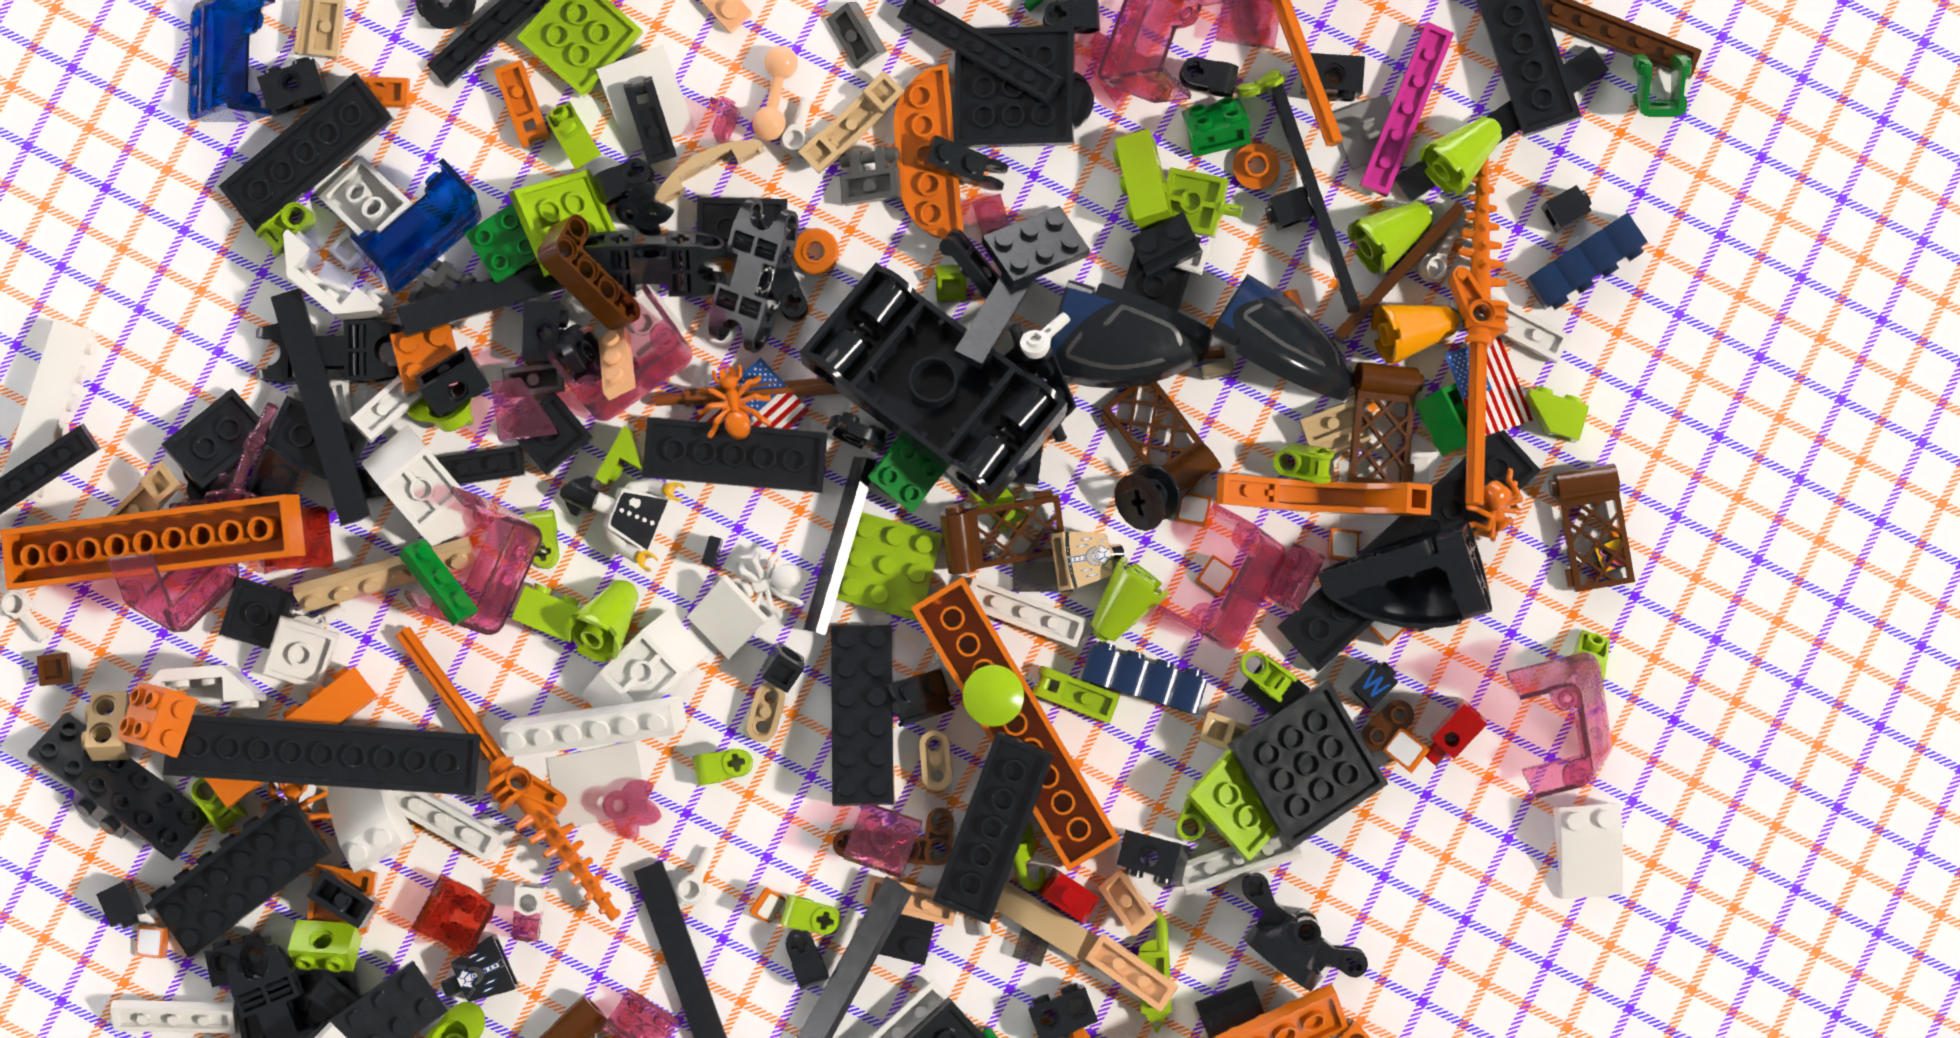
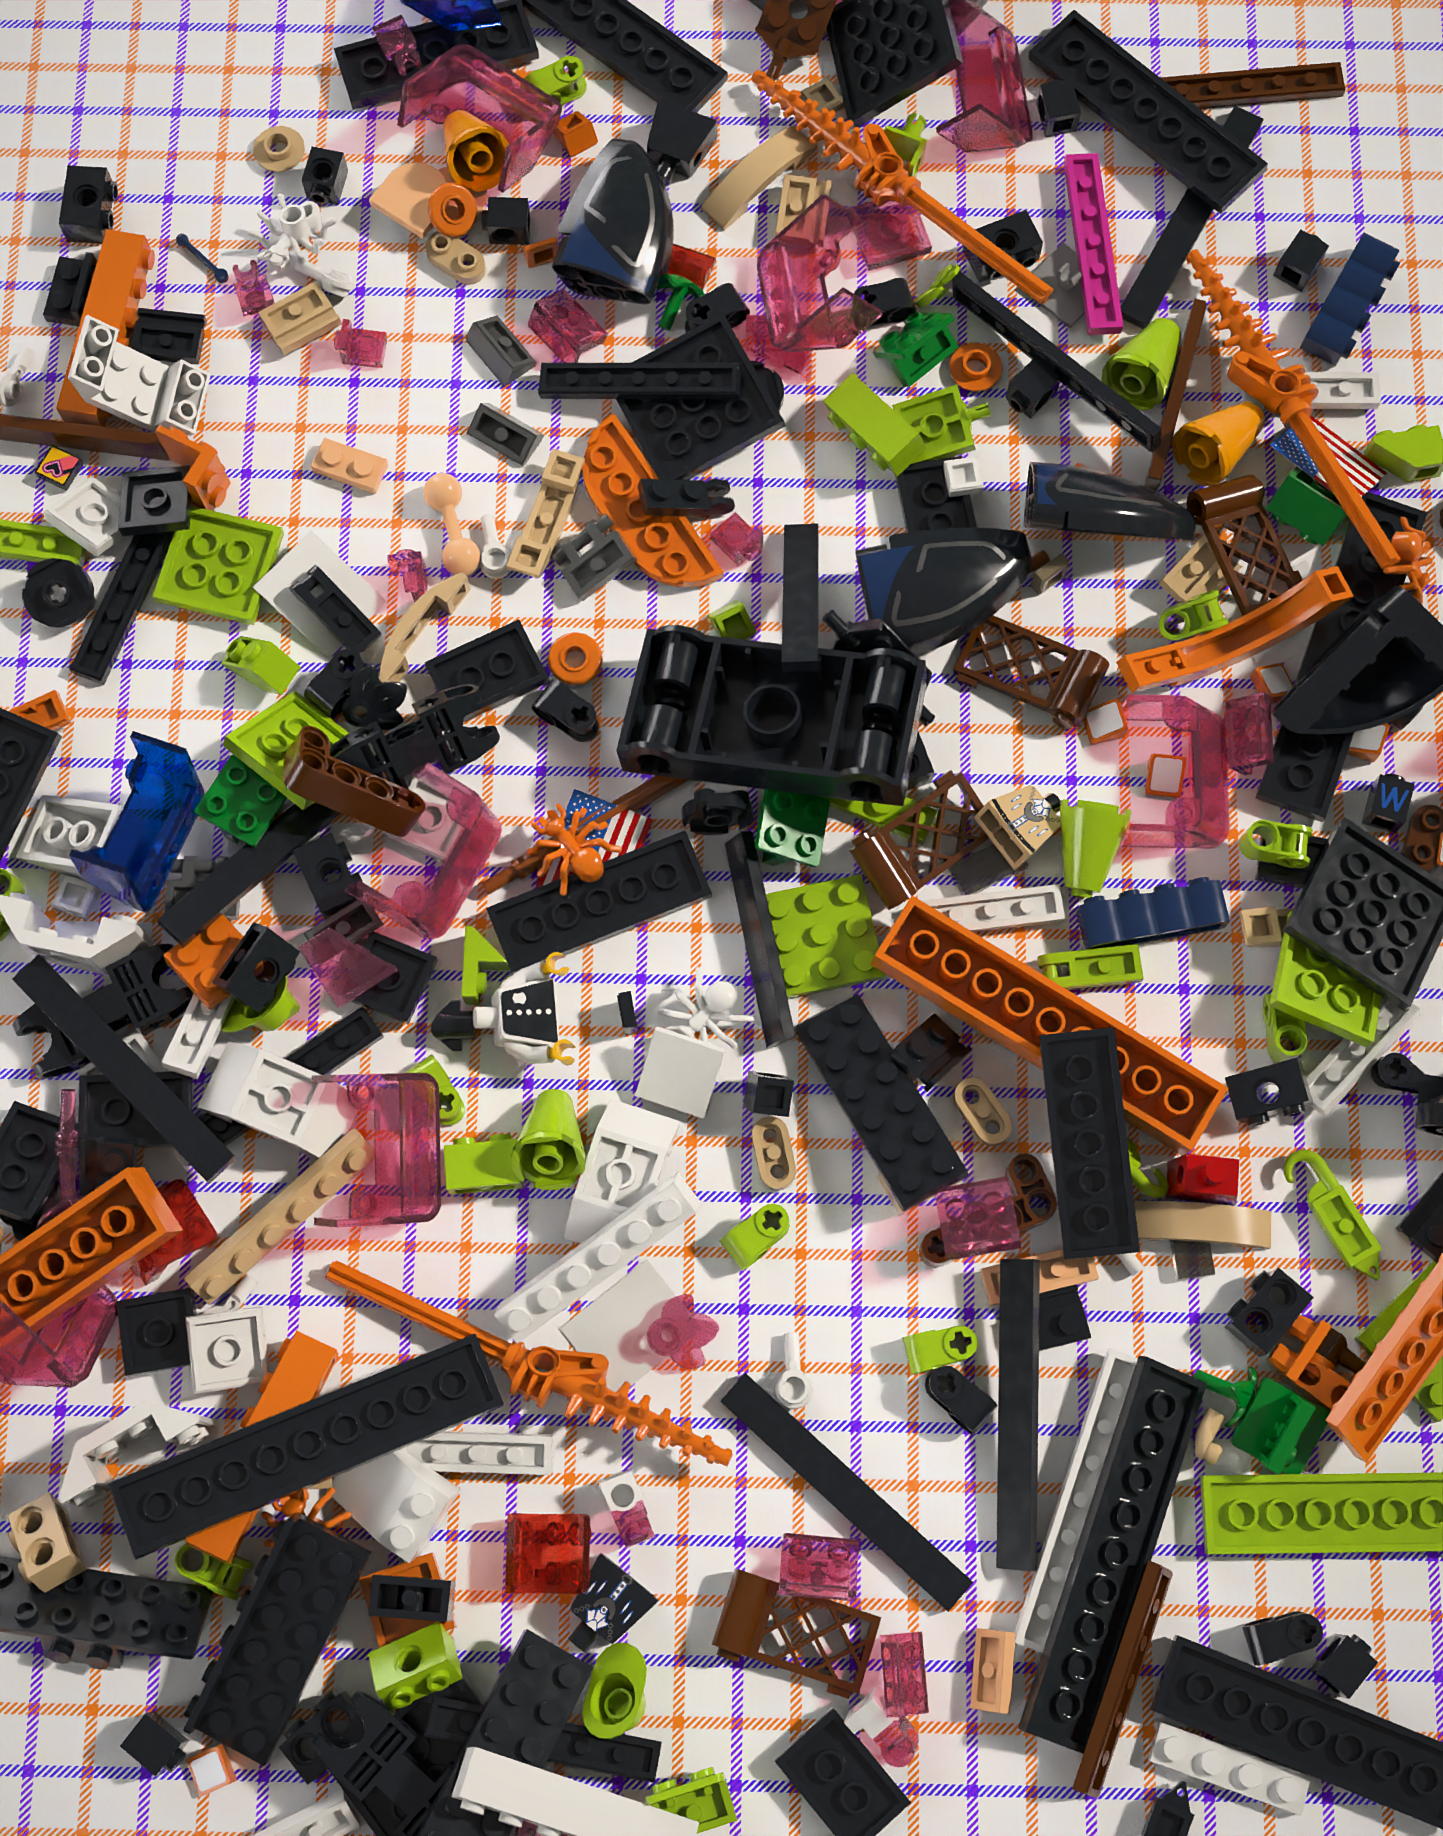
camera: 30 degrees left, 10 degrees down
(157, 718) = (98, 1495): orange bracket -> none
(438, 582) = (346, 1187): green plate -> none
(521, 102) = (190, 659): orange plate -> none
(579, 351) = (378, 871): black plate -> none
(616, 363) = (425, 861): light nougat plate -> none
(753, 274) = (520, 681): black piece -> none
(767, 905) = (886, 1361): slope -> none
(970, 261) = (744, 589): black plate -> none
(993, 695) = (1012, 1002): lime dish -> none
(1035, 246) = (801, 540): plate -> none
(1037, 343) = (862, 617): white plate -> none
(1127, 902) = (1270, 1154): light nougat plate -> none
(1132, 972) = (1319, 1225): light nougat plate -> none
(1147, 497) = (1071, 730): black piece -> none
(1166, 245) = (933, 474): black plate -> none
(1434, 265) = (1205, 373): white plate -> none
(1460, 154) = (1172, 256): lime cone -> none
(1677, 104) = (1339, 92): green piece -> none

